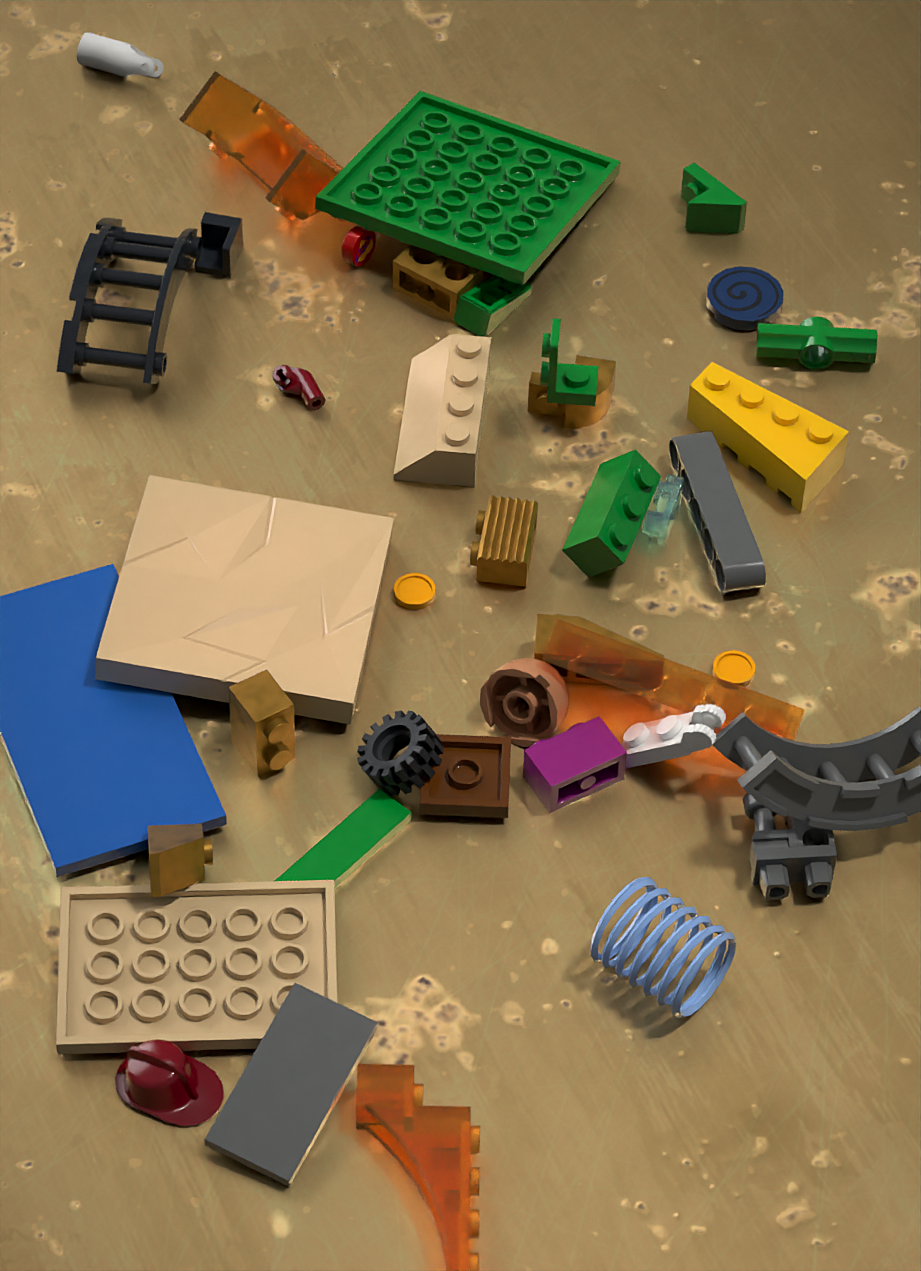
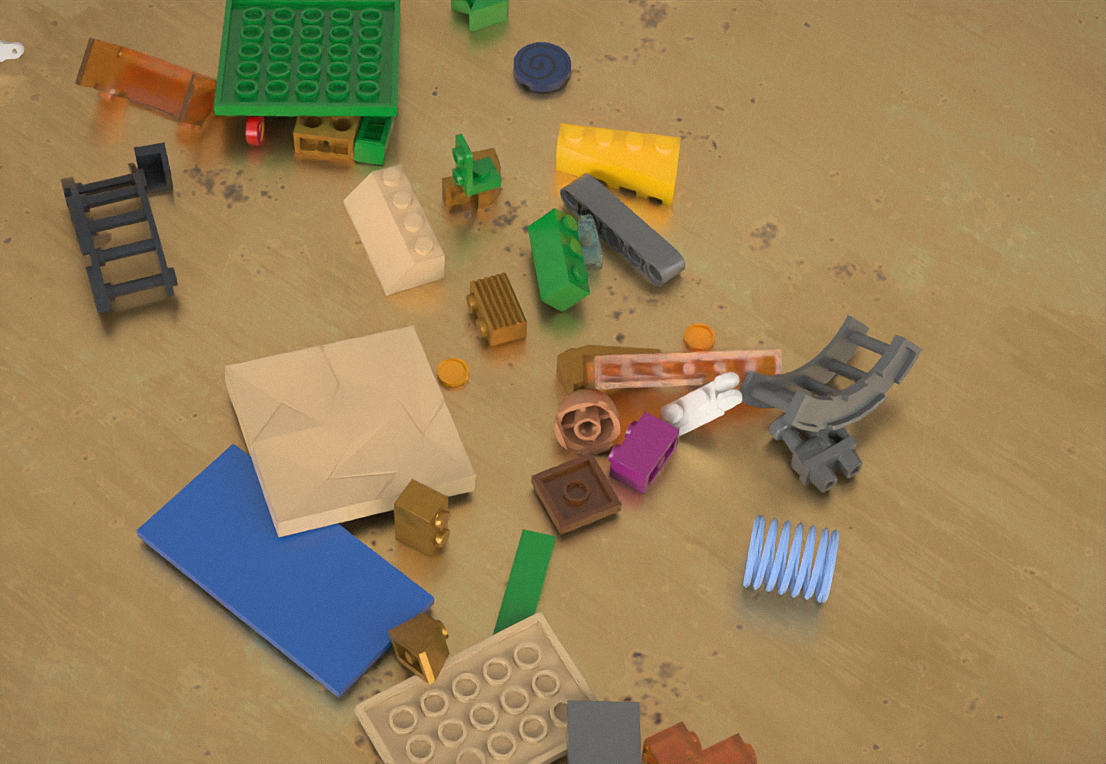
camera: 30 degrees left, 5 degrees up
(300, 383) = (278, 250): dark red arm -> none
(412, 764) = (515, 485): black tyre -> none
(816, 343) = (611, 81): green piece -> none

